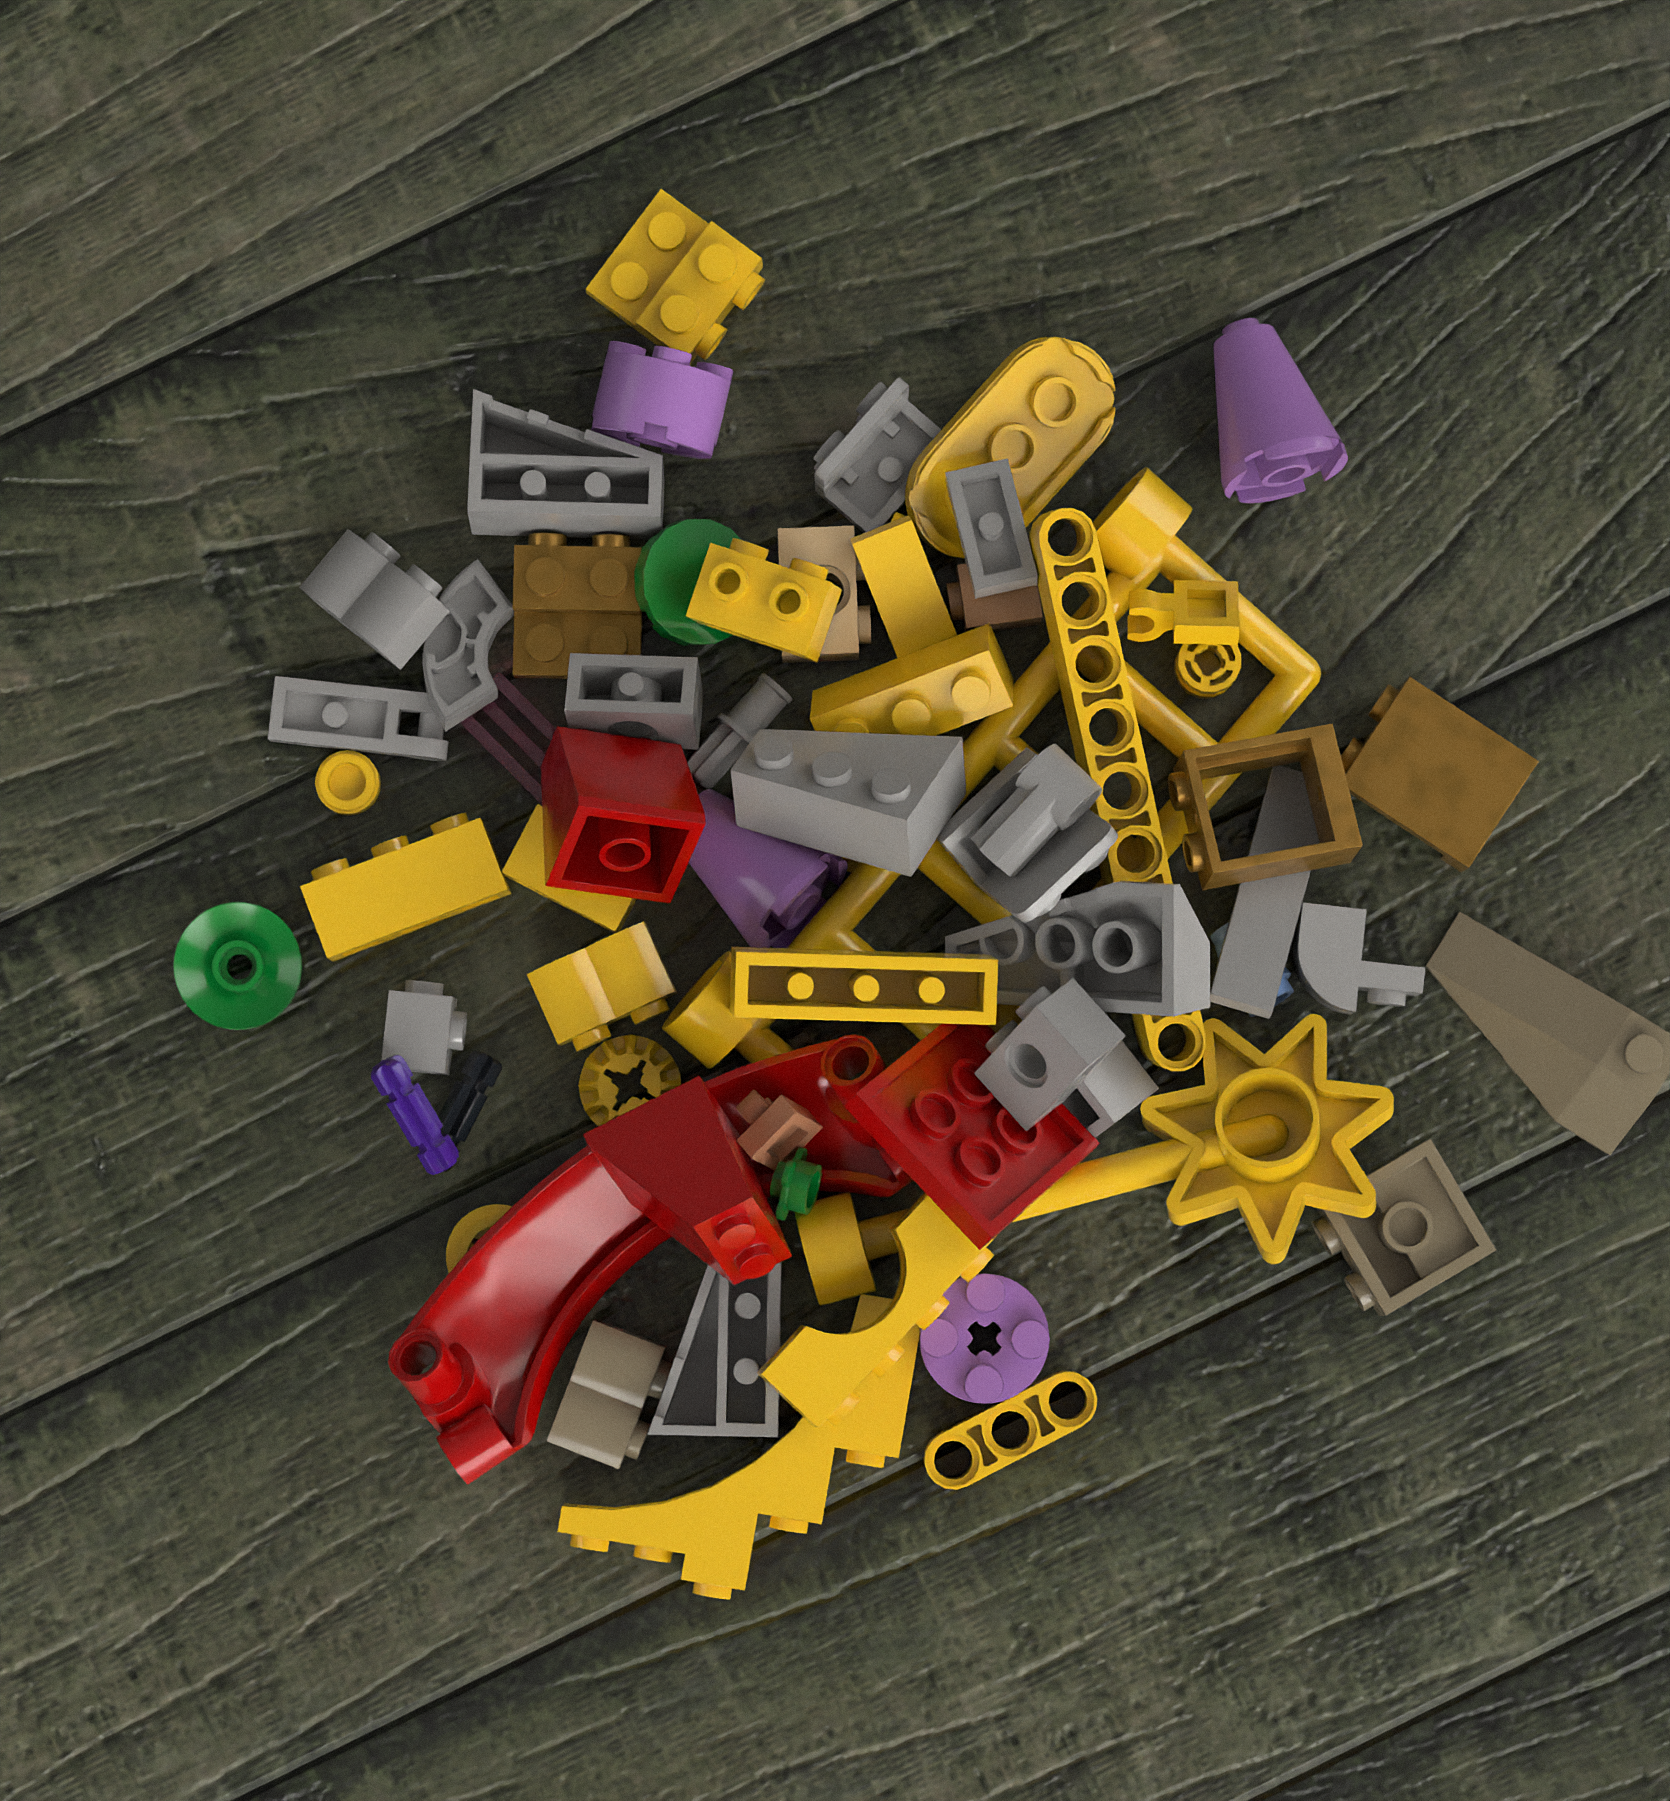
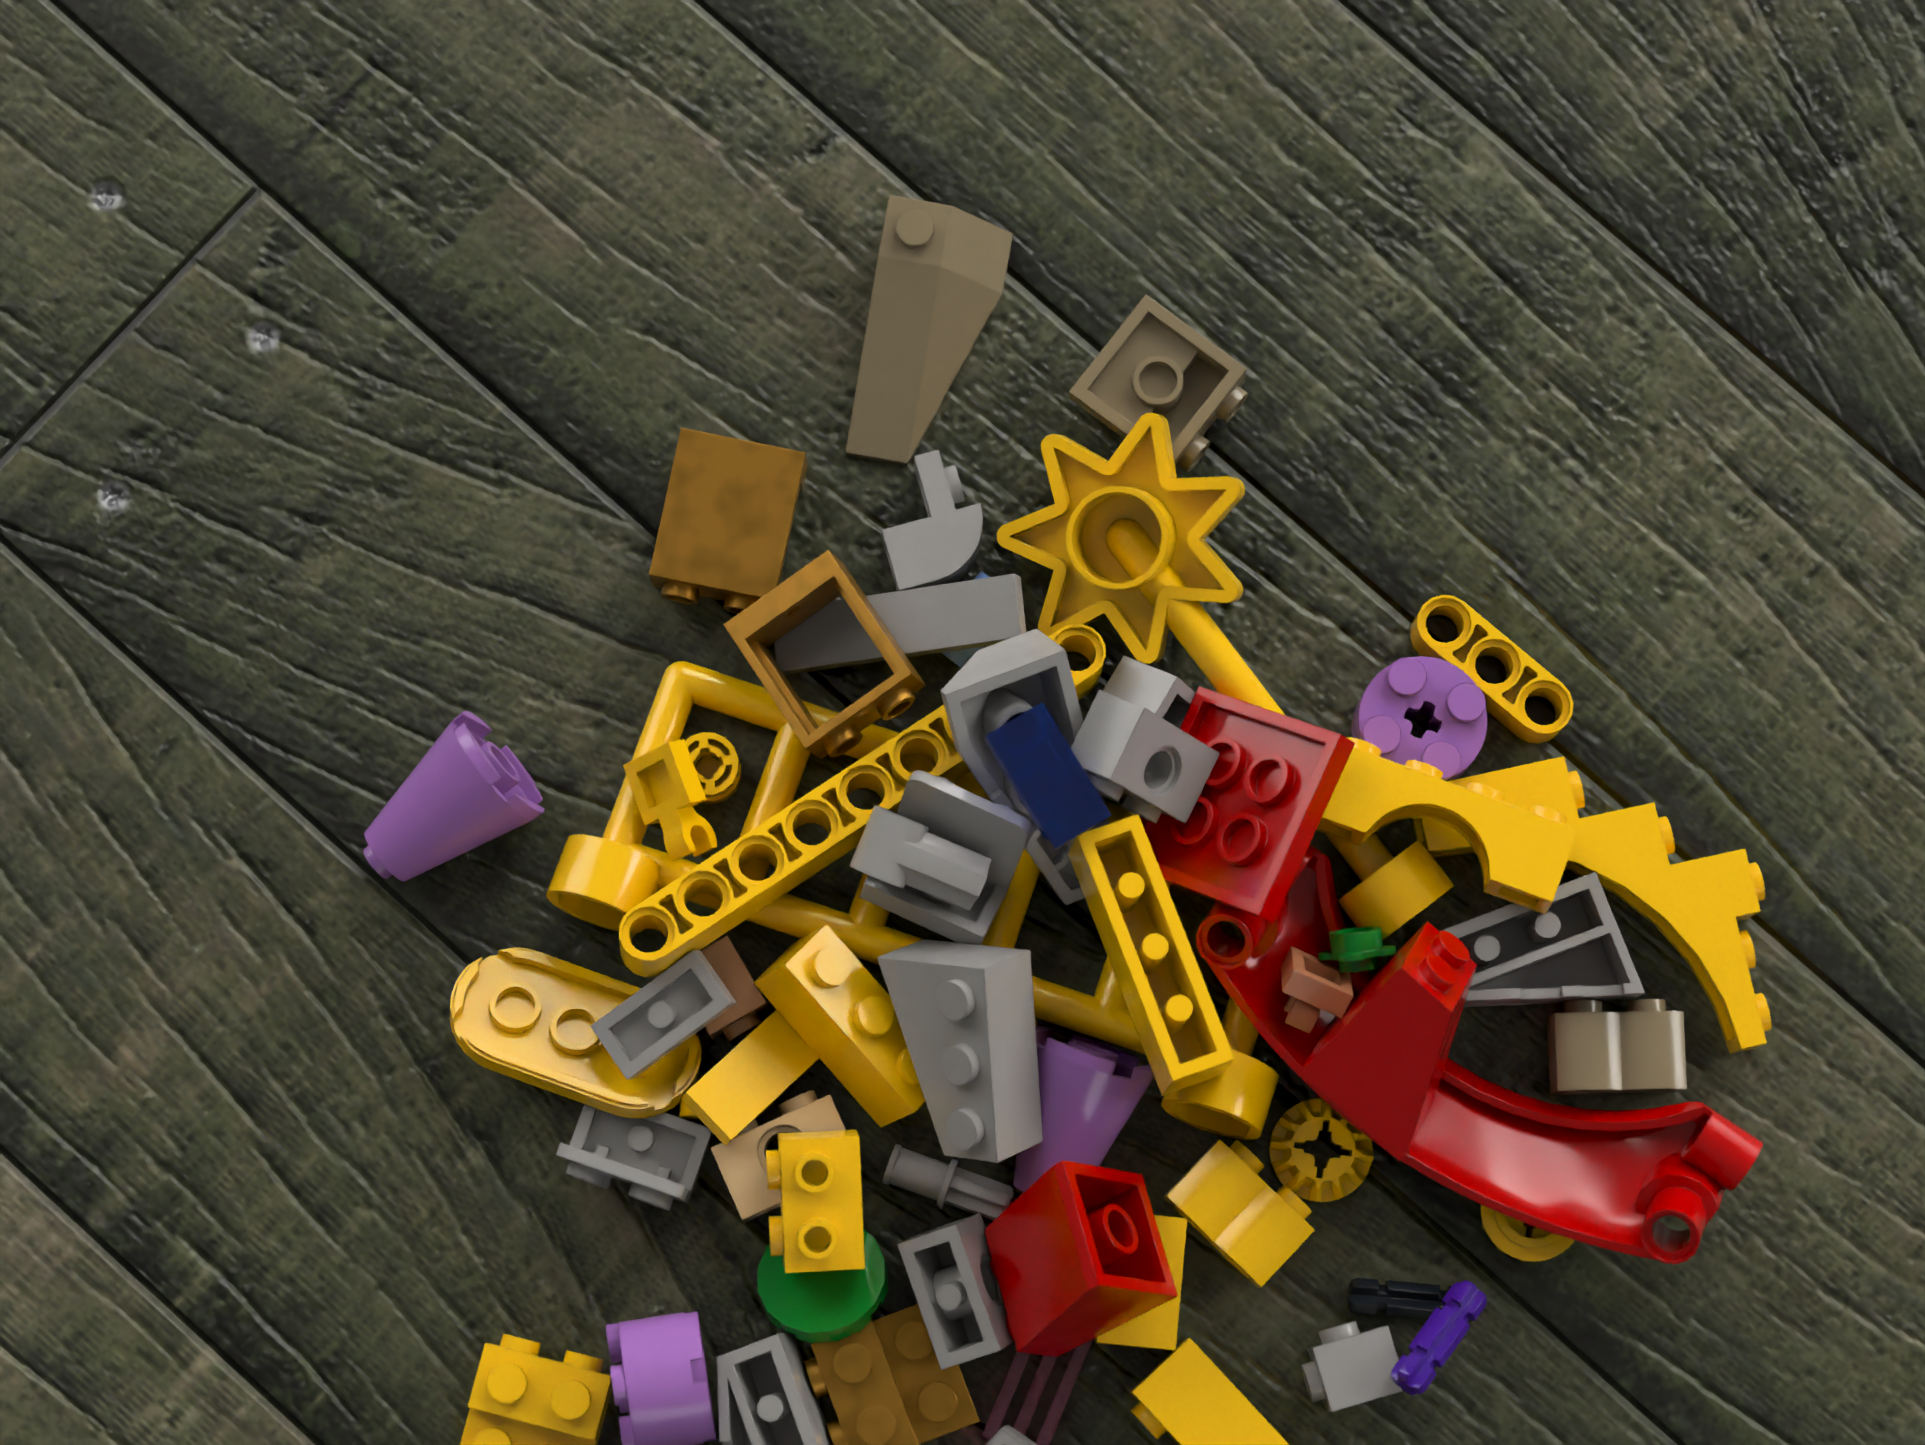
camera: 115 degrees left, 5 degrees down
(1061, 952) = (1047, 777): none -> clear blue tile

